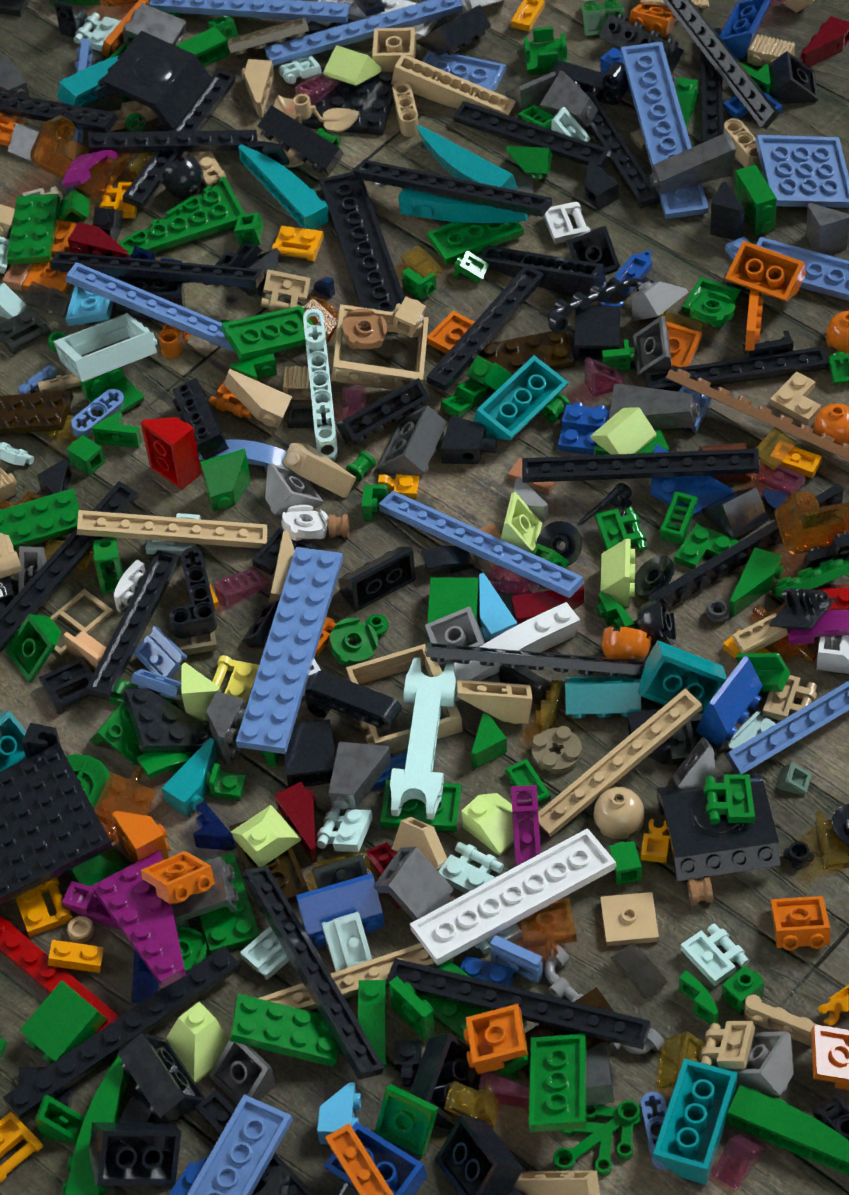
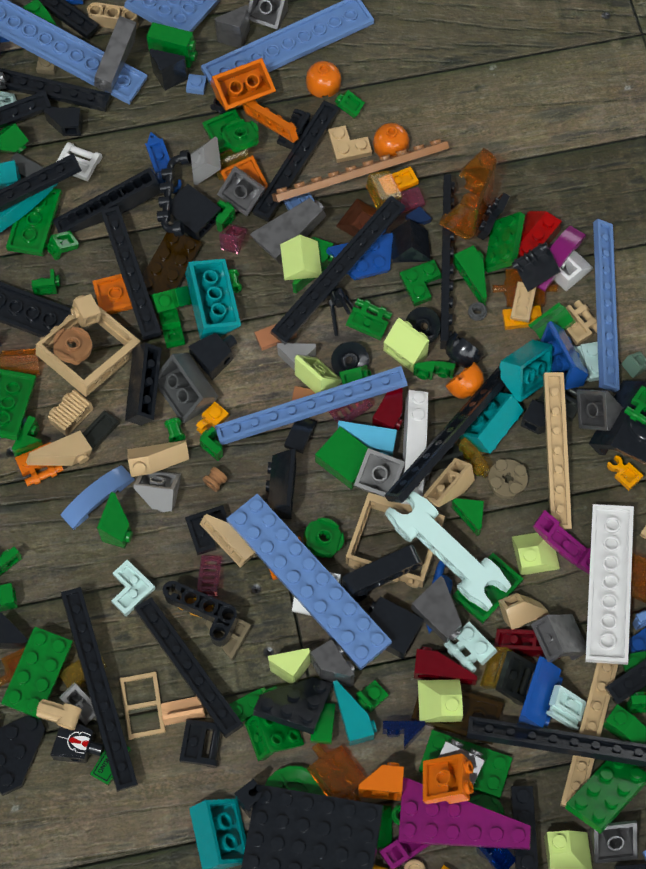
camera: 55 degrees left, 15 degrees up
(33, 644) = (150, 744): green slope -> none
(105, 556) = (119, 647): green torso -> none
(128, 583) = (151, 651): white slope -> none
(147, 680) = (254, 684): medium blue plate -> none
(160, 654) = (229, 666): medium blue plate -> none
(171, 529) = (130, 587): tan plate -> none
(172, 450) = (62, 539): red slope -> none
(197, 411) = (42, 501): black brick -> none
(242, 677) = (291, 629): light yellow plate -> none
(259, 630) = (257, 582): black plate -> none
(265, 954) = (529, 763): light aqua plate -> none
(304, 522) = (195, 506): white plate -> none
(320, 395) = (59, 387): light aqua piece -> none
(353, 399) = (112, 394): clear pink slope -> none
(382, 621) = (317, 507): green plate -> none
(421, 262) = (30, 269): clear yellow slope -> none
(465, 876) = (561, 600): light aqua plate -> none
(524, 775) = (518, 513): green tile -> none
(578, 426) = (264, 278): blue plate -> none
(594, 247) = (120, 162): black slope -> none
(619, 813) = (586, 477): tan cylinder -> none
(628, 864) = (627, 497): green brick -> none
(674, 532) = (395, 275): green slope -> none

